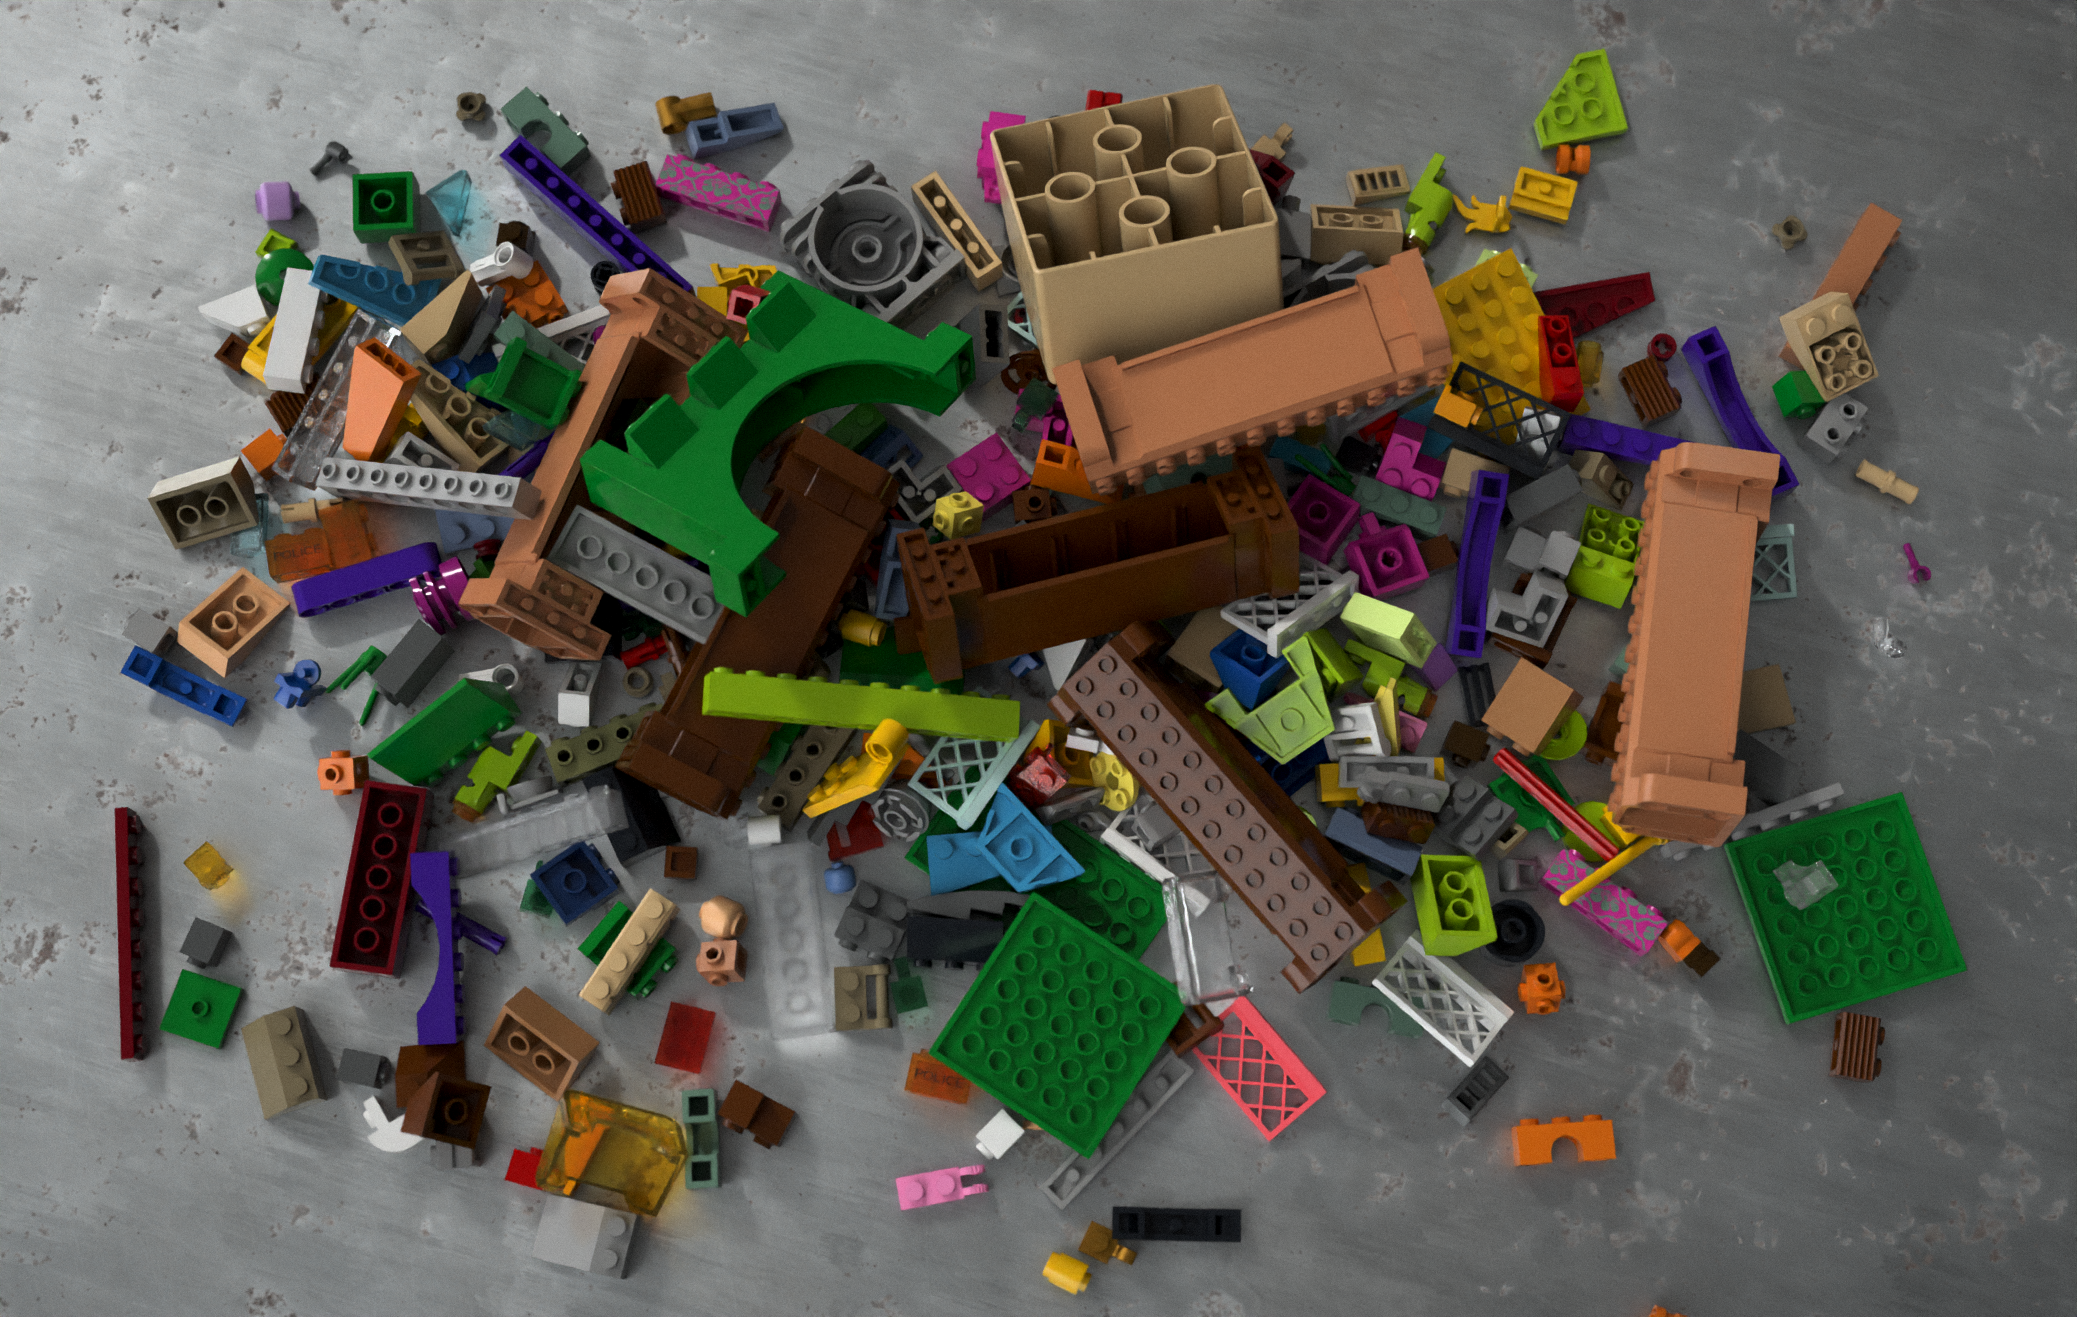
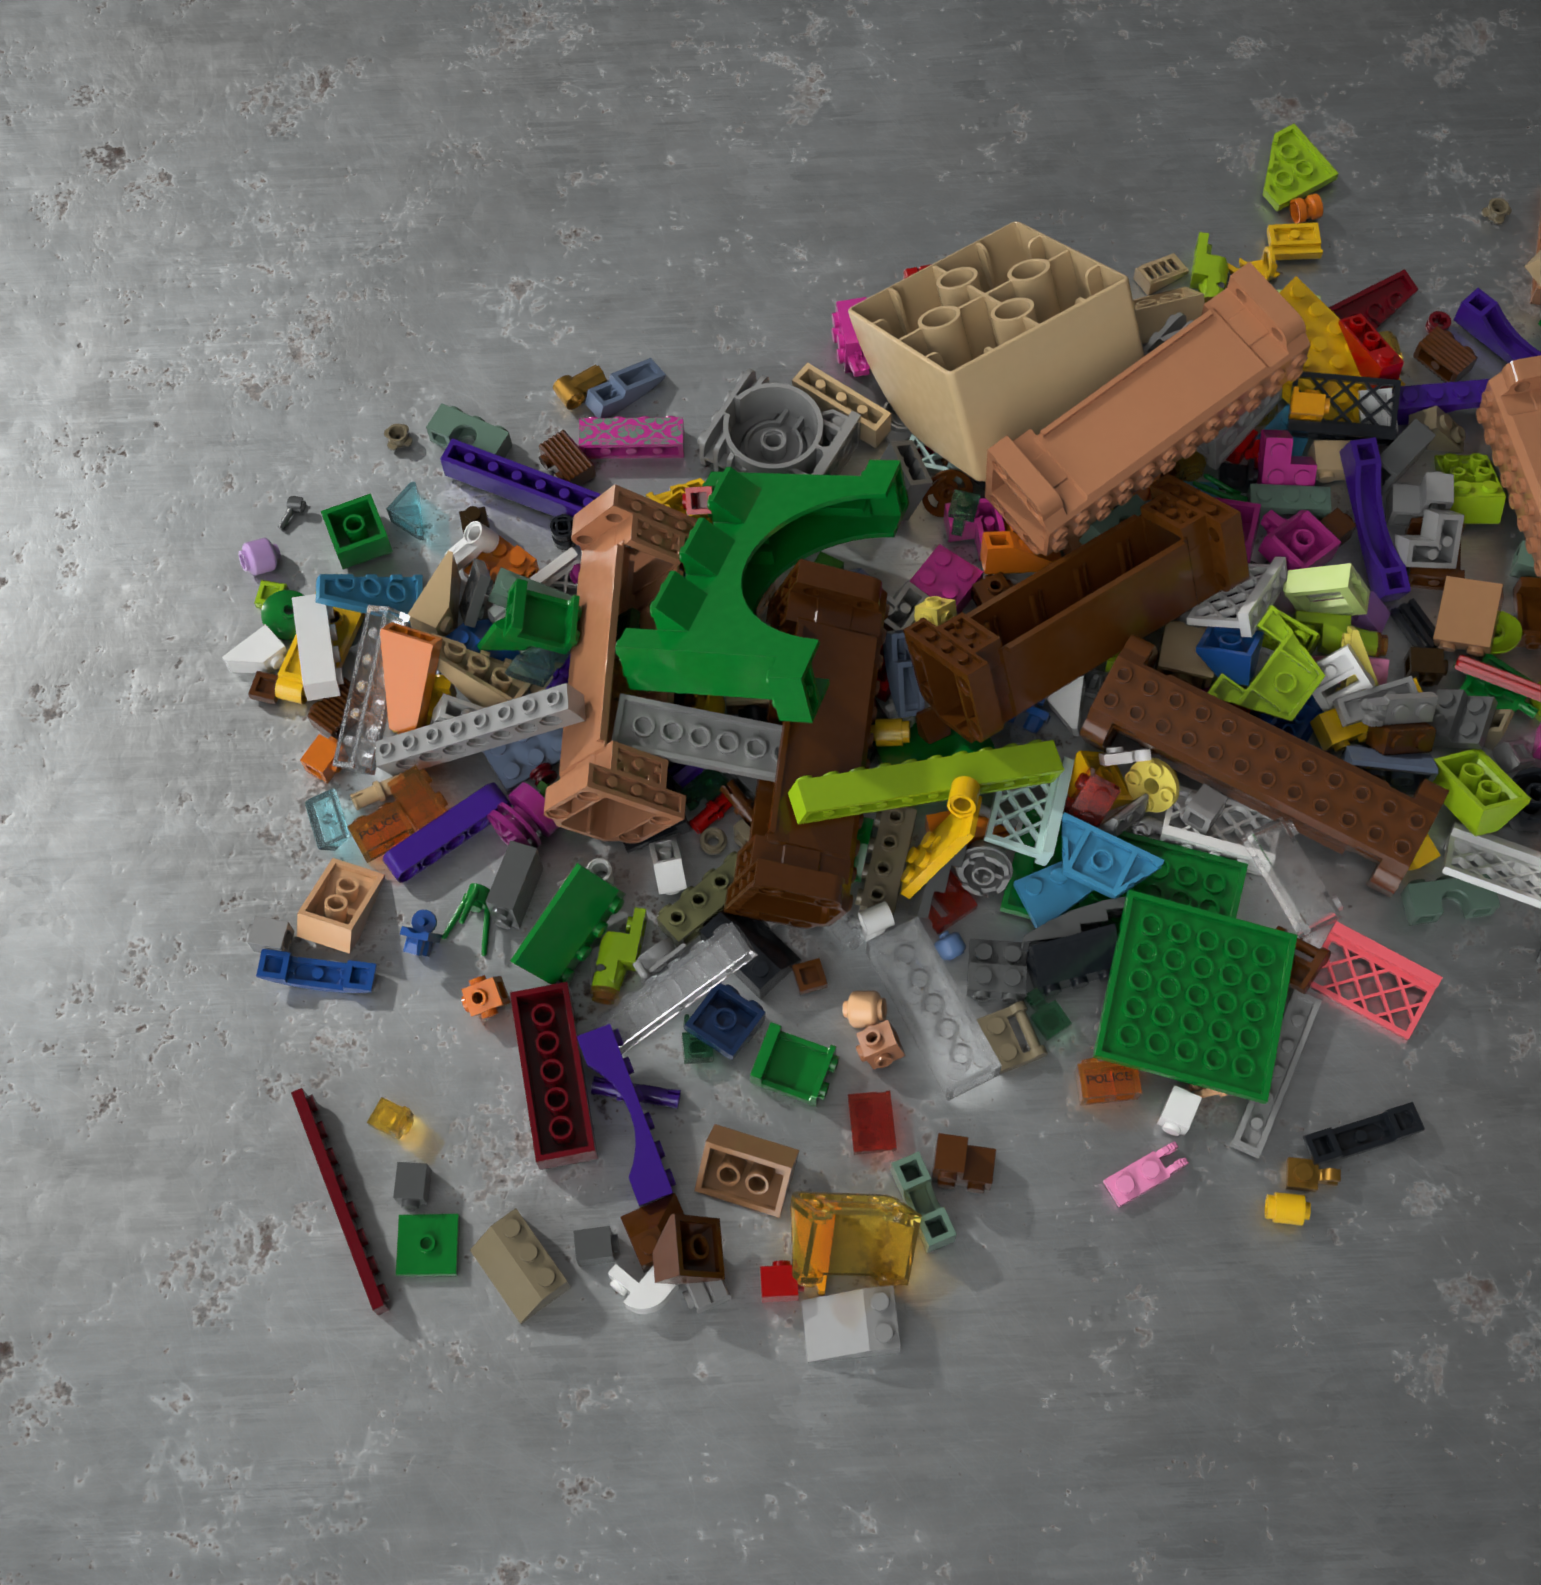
camera: 15 degrees left, 10 degrees down
(205, 503) = (284, 813): dark tan slope -> none
(424, 249) = (397, 554): dark tan plate -> none
(629, 951) = (796, 1062): tan brick -> none

